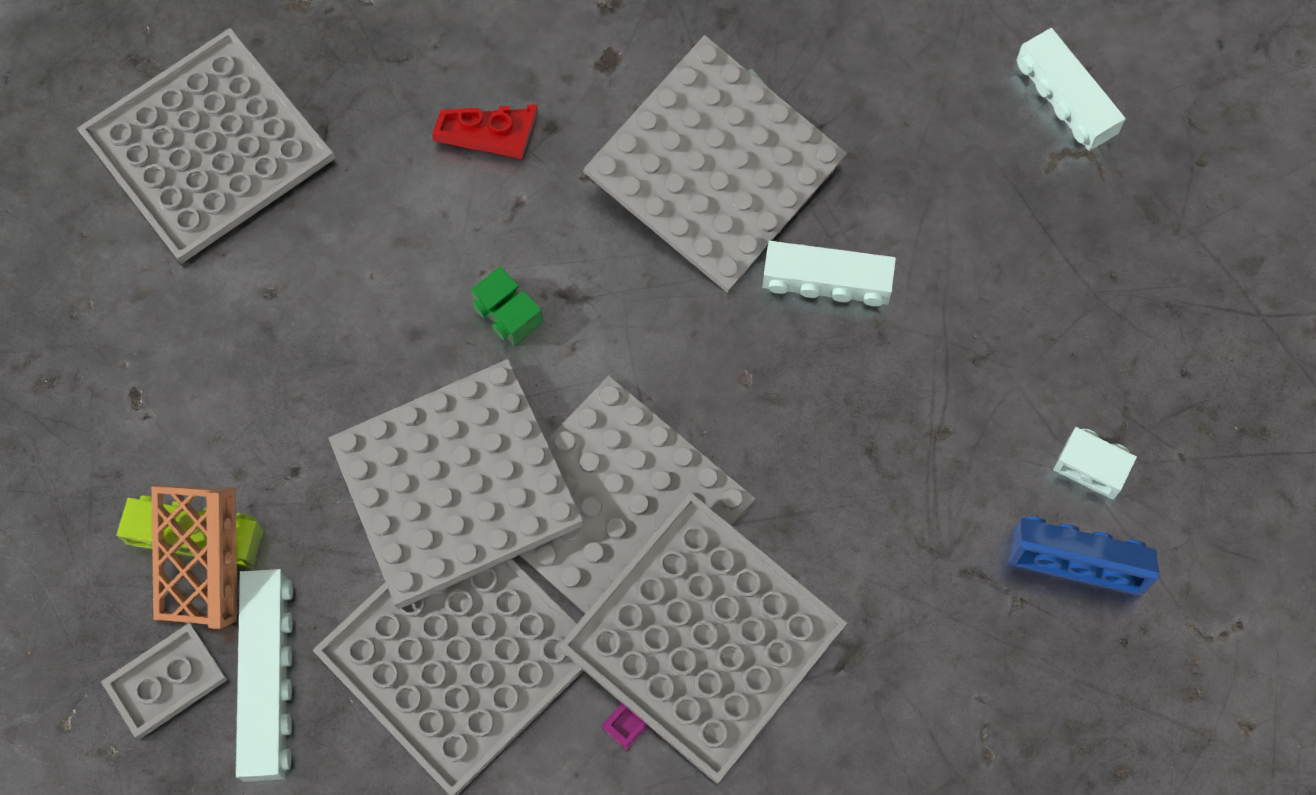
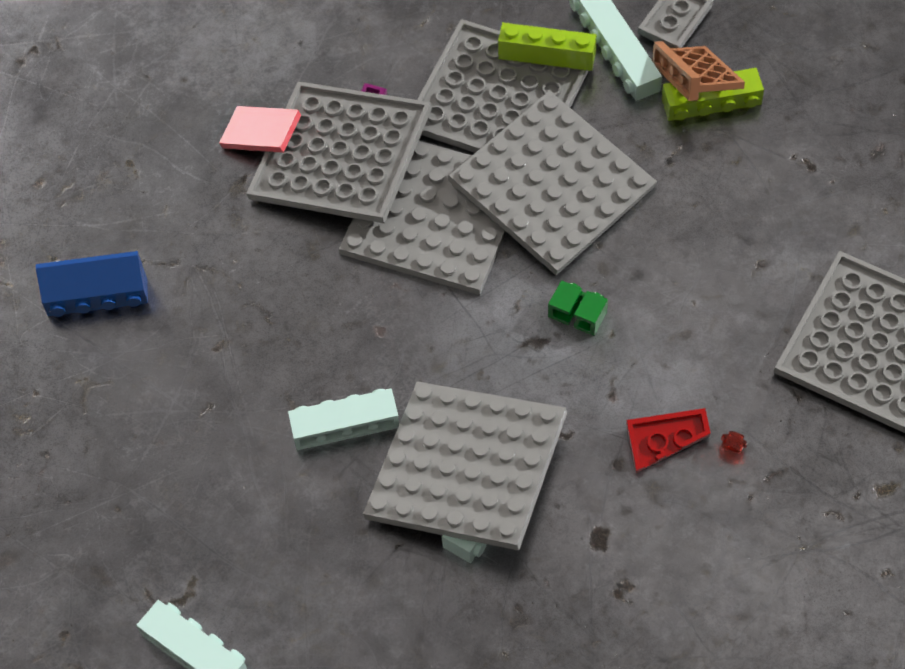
camera: 160 degrees right, 10 degrees down
(363, 676) = (547, 46): none -> lime brick
(422, 94) = (733, 442): none -> clear red plate
(797, 719) = (260, 129): none -> tile
(1095, 462) = (99, 355): light aqua brick -> none

